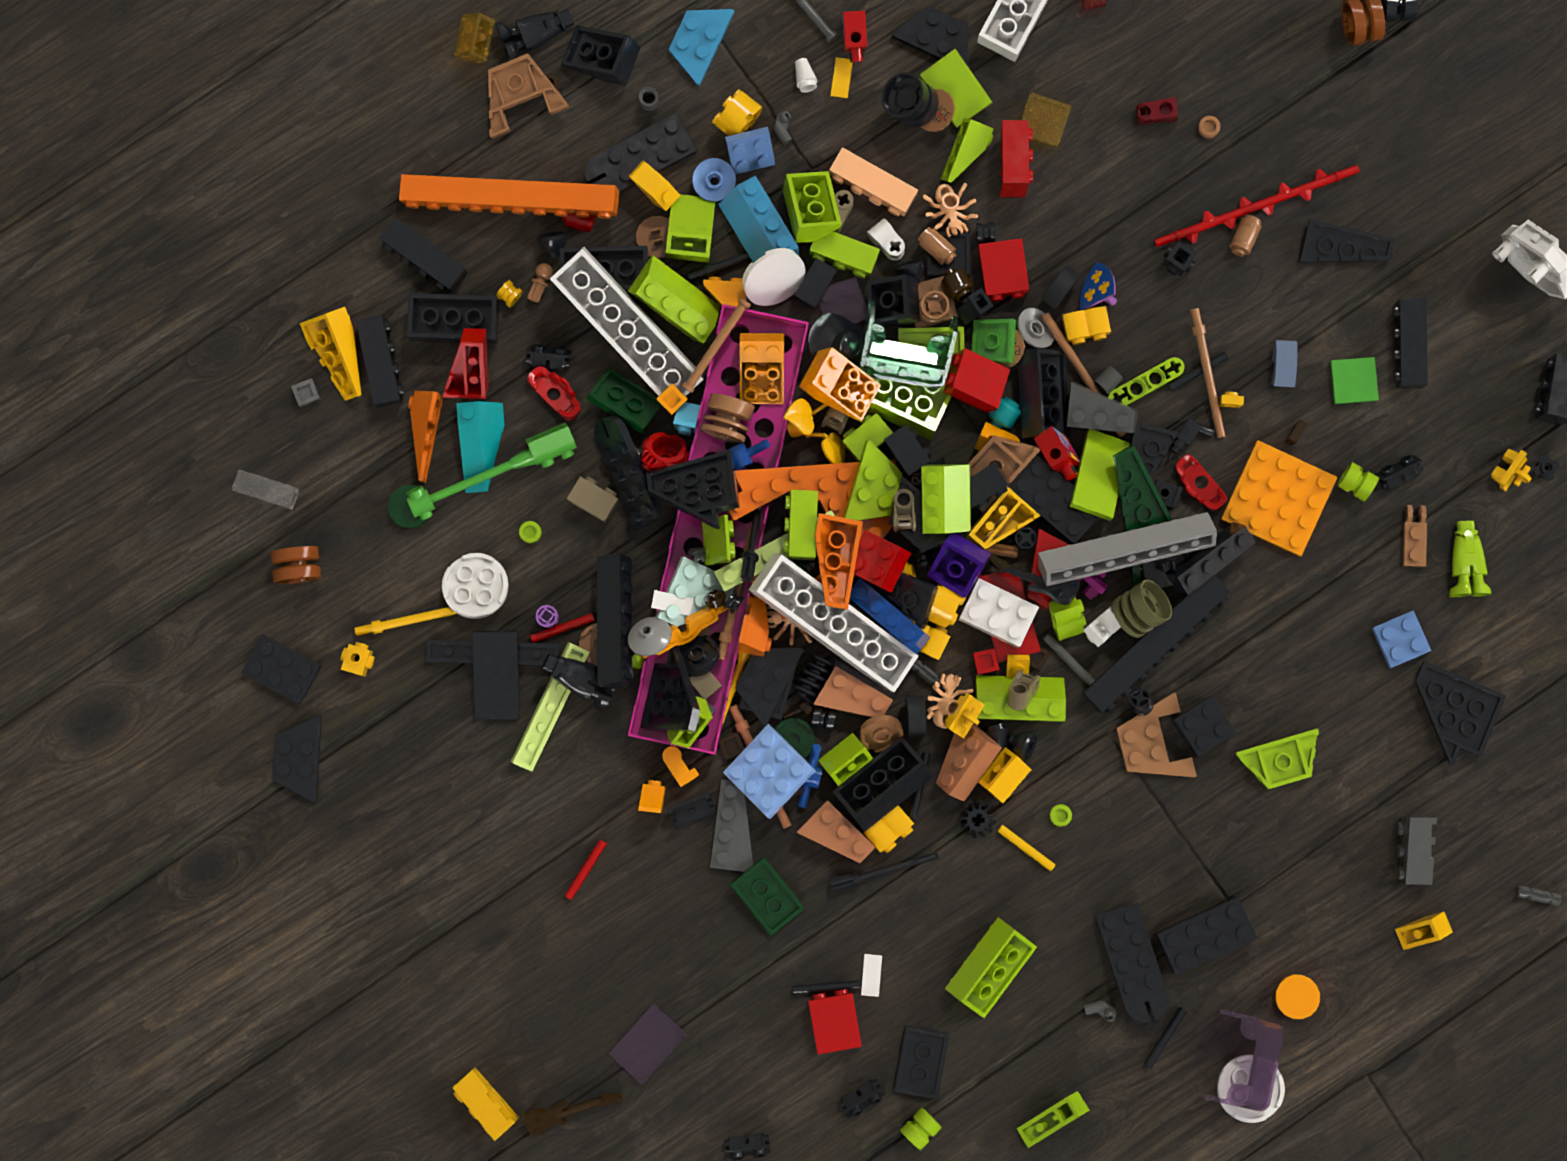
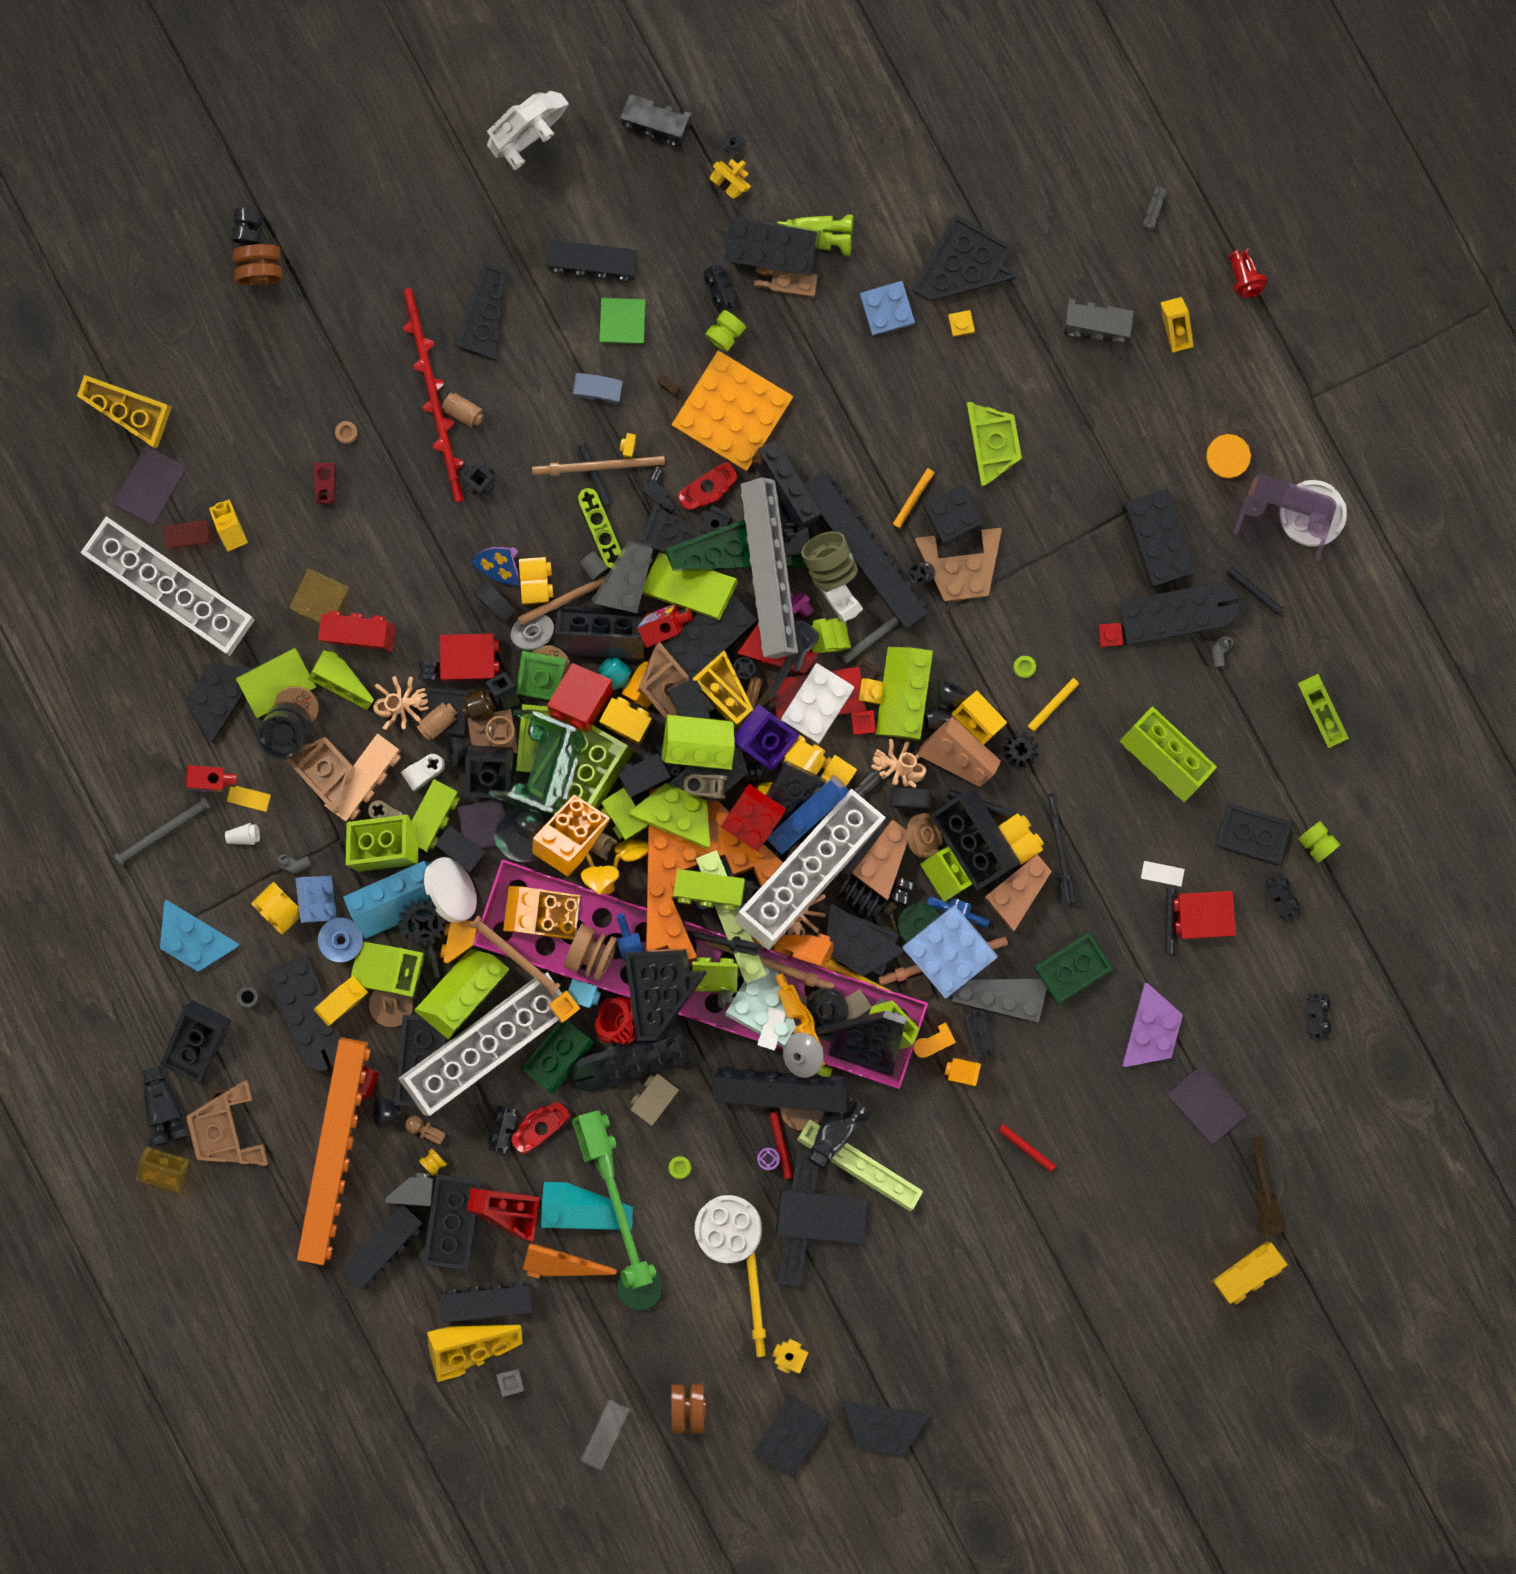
camera: 85 degrees left, 0 degrees up
(478, 277) = (414, 1191): none -> dark grey slope
(715, 598) = (772, 985): dark brown plate -> none
(715, 982) = (1153, 1029): none -> medium lavender wing
(730, 252) = (421, 931): none -> black gear
(733, 602) = (778, 967): black bush -> none
(837, 552) = (742, 856): orange wedge -> none
(875, 143) = (324, 771): none -> medium nougat wing
(958, 428) = (626, 721): none -> yellow brick
(965, 715) = (916, 749): yellow hips -> none
(1022, 690) = (897, 689): dark tan piece -> none
(1102, 897) = (1110, 635): none -> red plate
(1103, 24) = (228, 525): none -> yellow slope
(1214, 686) = (913, 498): none -> light orange bar
(1395, 714) = (961, 323): none -> yellow plate
(1449, 517) = (772, 245): none -> black brick
(1478, 998) = (1248, 280): none -> red piece

